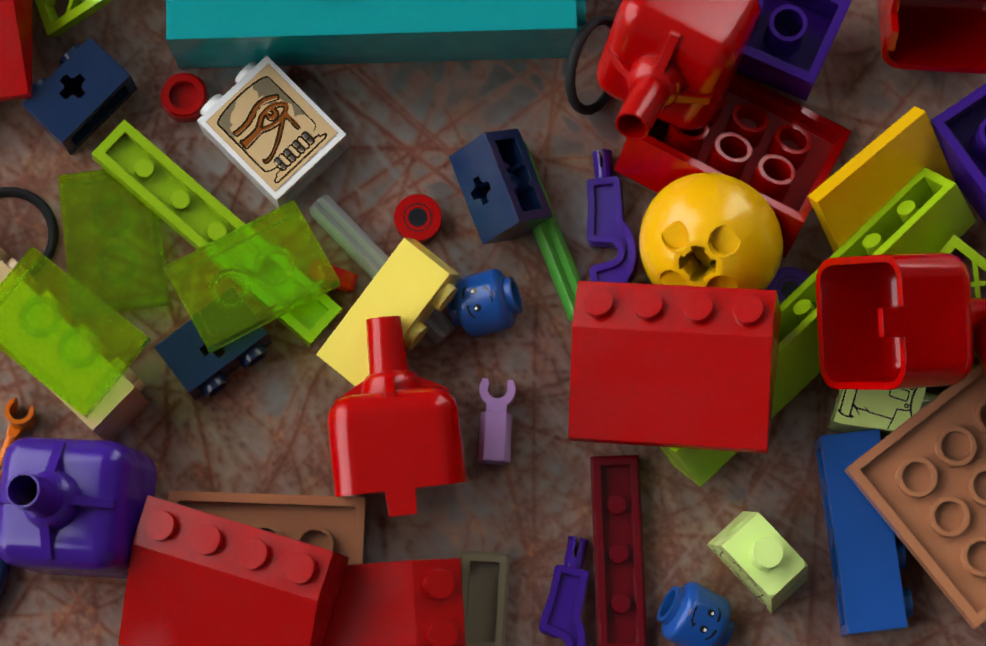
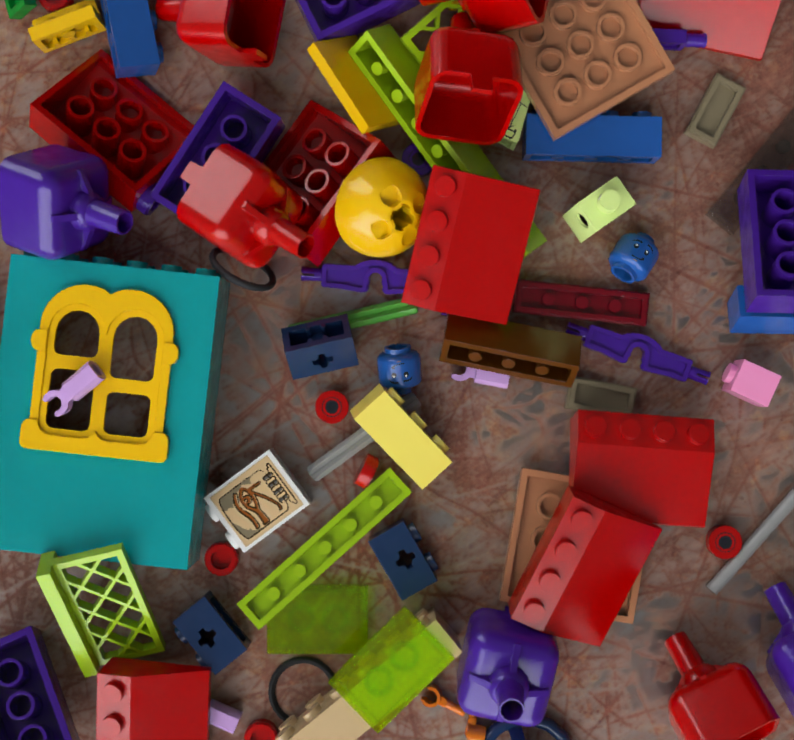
camera: 85 degrees left, 10 degrees up
(251, 276) = (363, 528): clear neon green tile -> none
(394, 427) = (490, 443): red piece -> none
(534, 456) = (512, 350): none -> reddish brown brick

